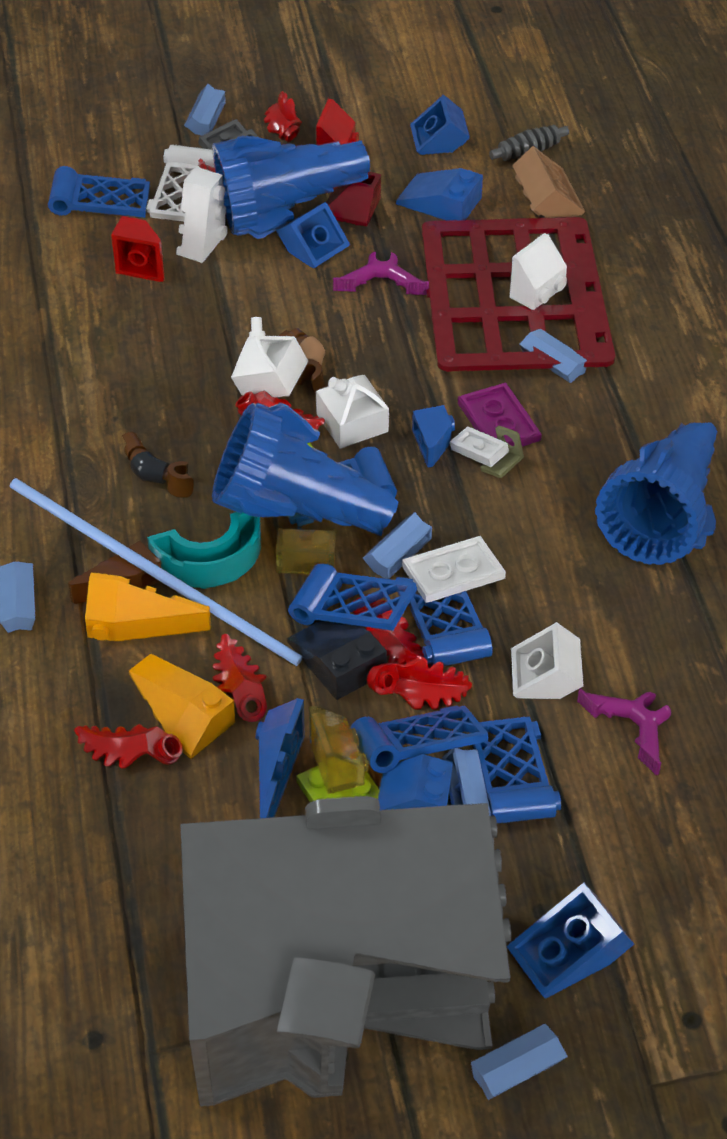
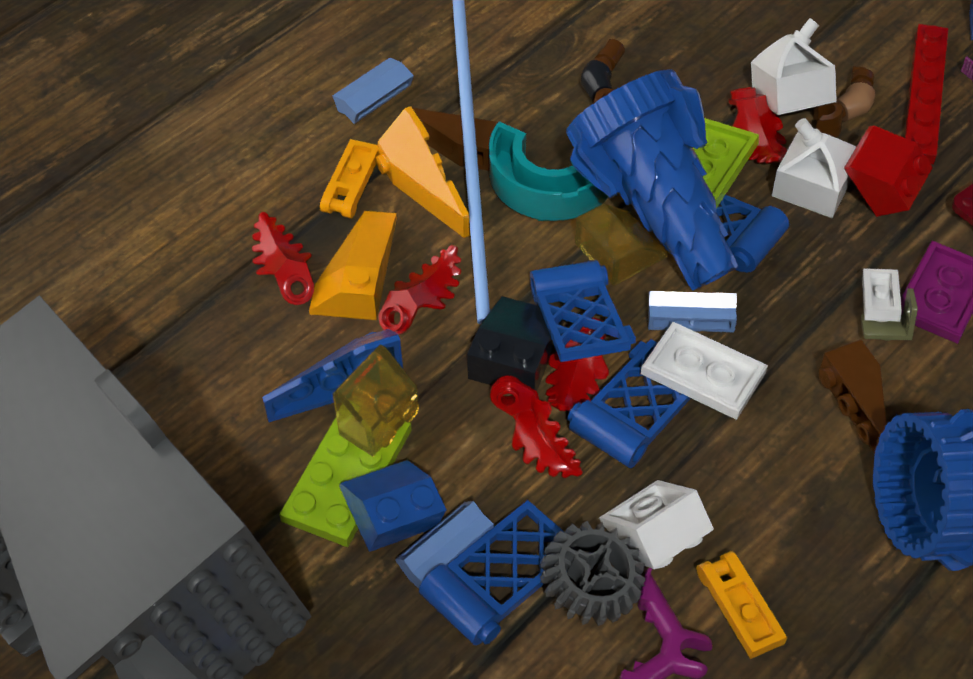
camera: 55 degrees right, 5 degrees up
(91, 659) = (350, 178): none -> light orange plate
(336, 318) = (926, 88): none -> red plate
(384, 746) = (432, 436): blue piece -> none
(394, 375) = (888, 170): none -> red slope
(432, 432) = (859, 248): blue slope -> none
(539, 505) = (857, 385): none -> reddish brown slope
(559, 721) = (620, 582): none -> dark grey gear
(637, 661) = (742, 605): none -> light orange plate

